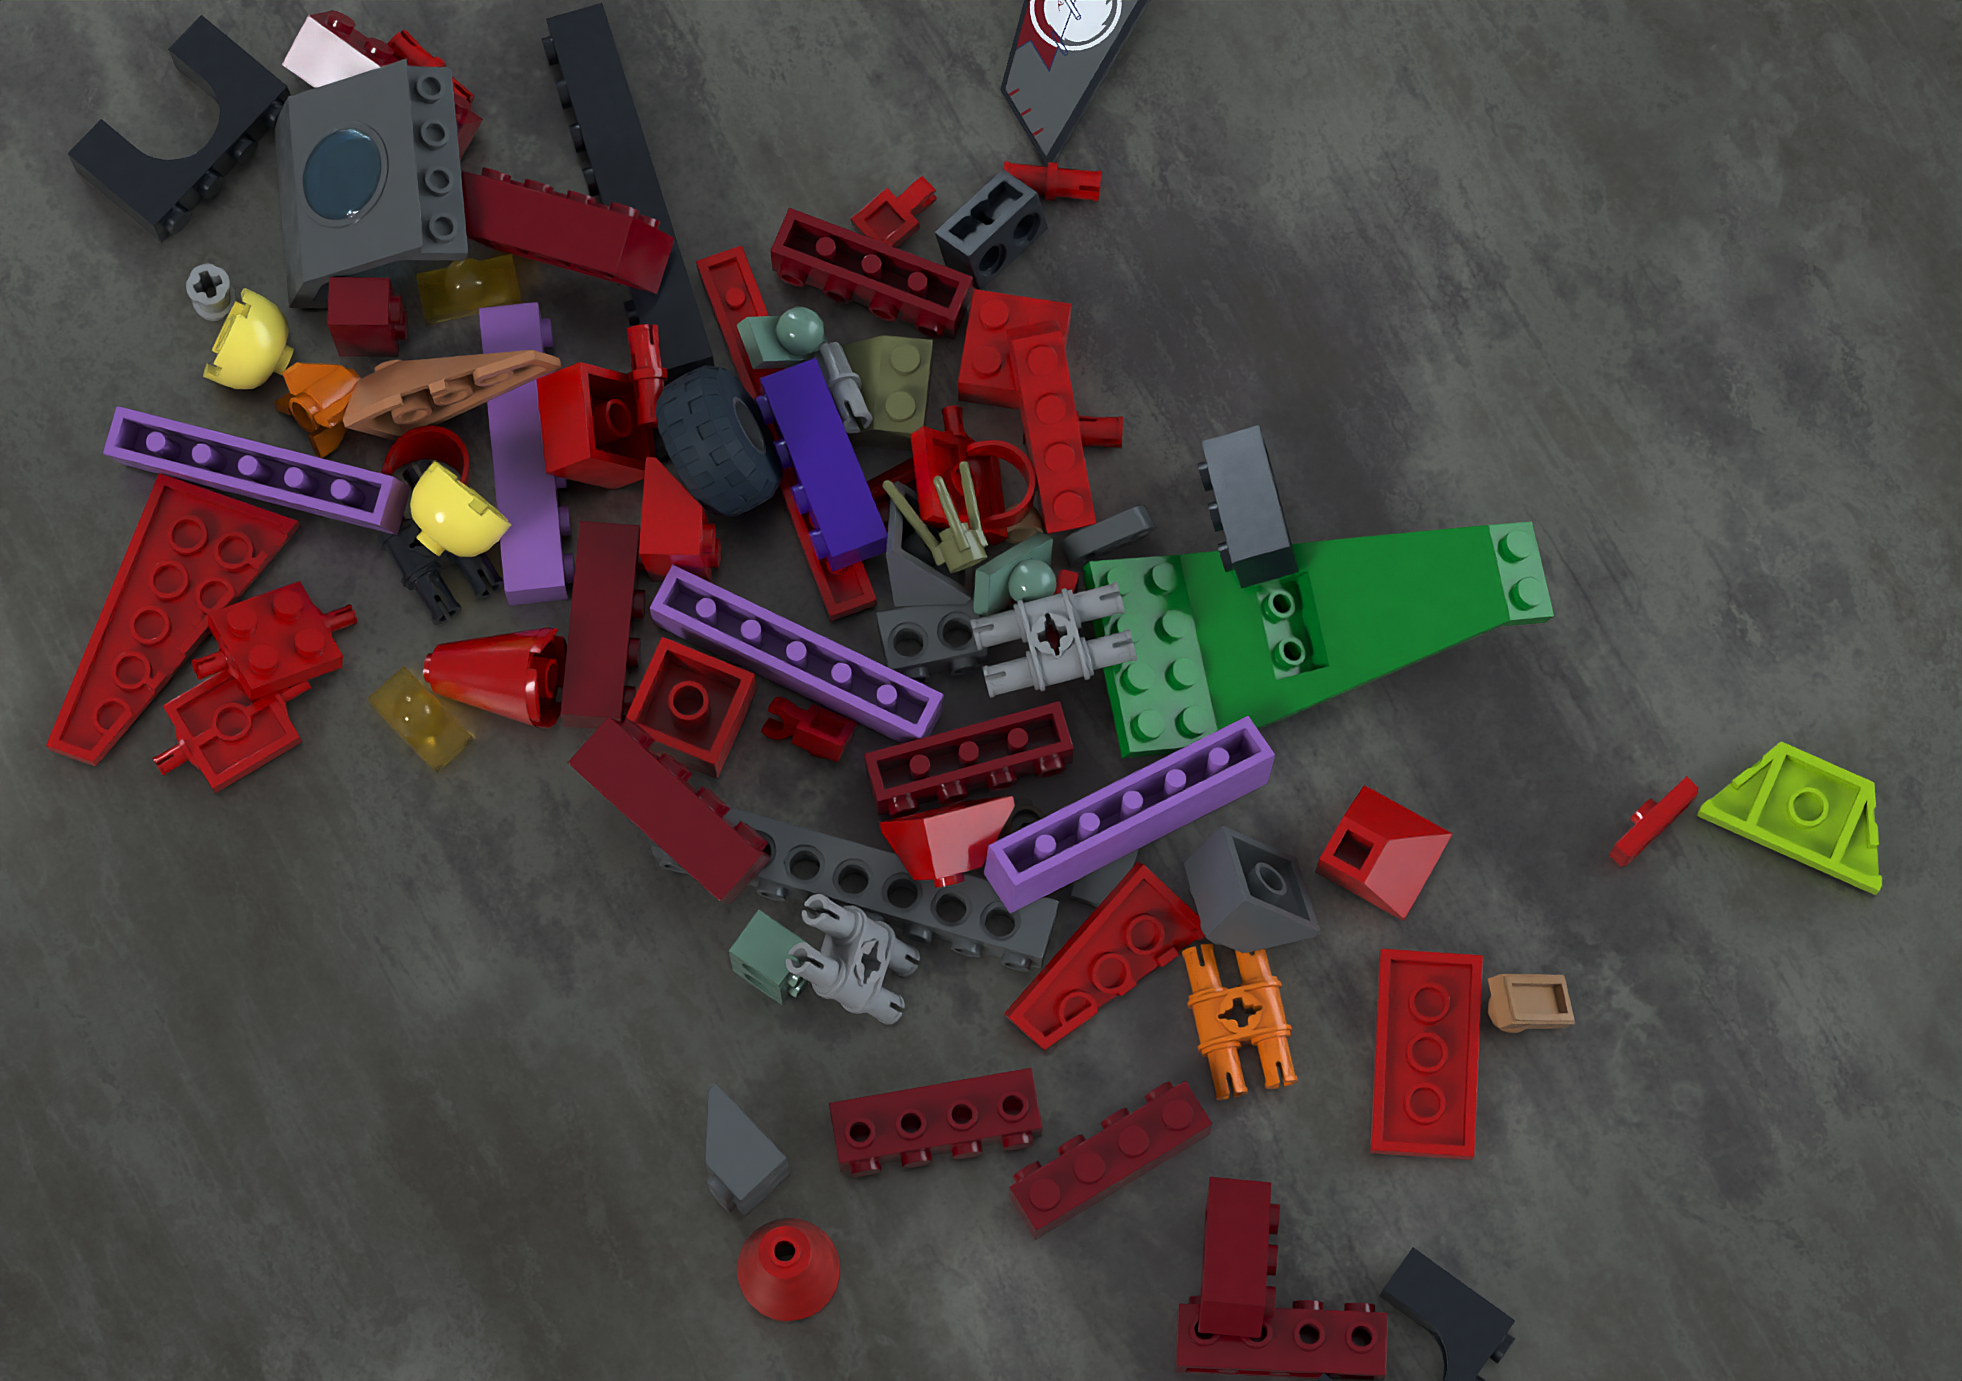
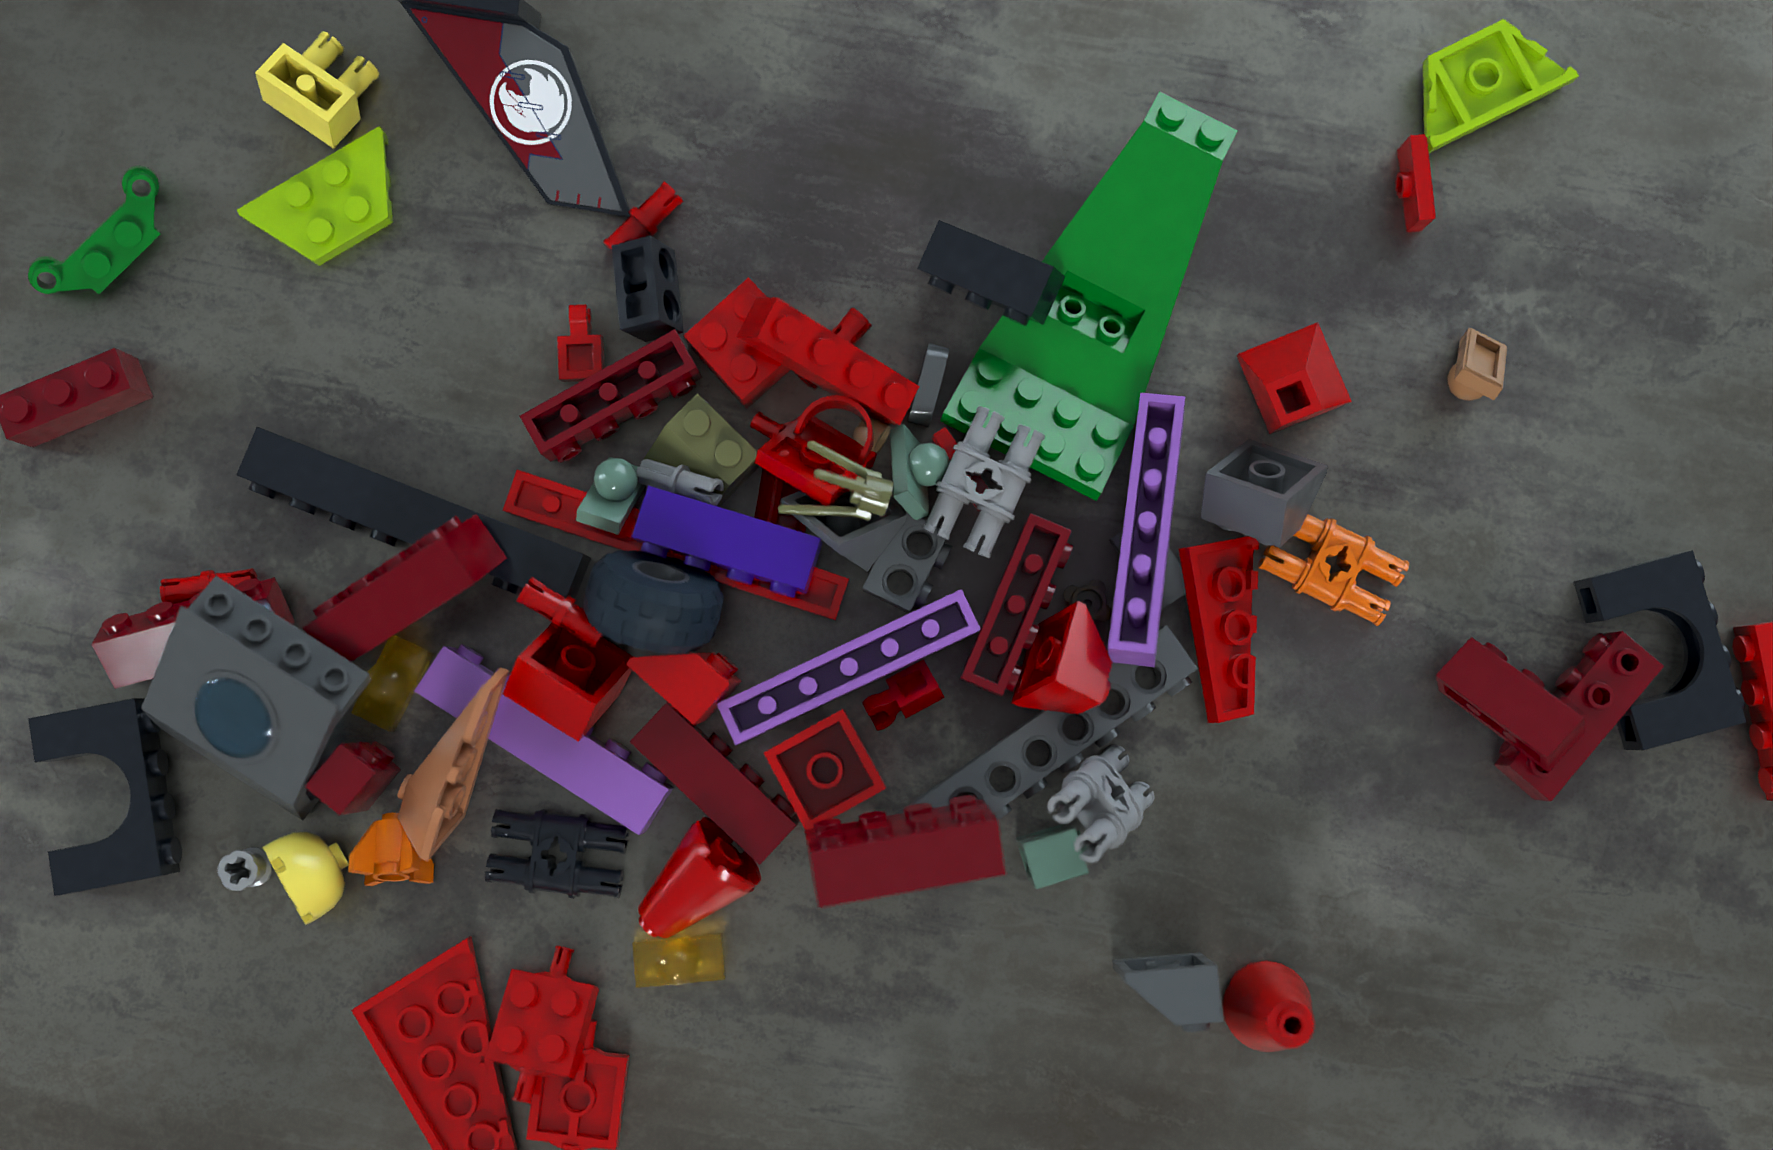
camera: 50 degrees left, 10 degrees up
(257, 470) = (406, 945): medium lavender brick -> none
(429, 443) = (483, 800): red helmet -> none
(454, 515) = (557, 832): light yellow cylinder -> none
(936, 1121) = (1247, 828): dark red brick -> none
(1110, 1159) = (1367, 731): dark red brick -> none
(1426, 1054) = (1455, 461): red plate -> none

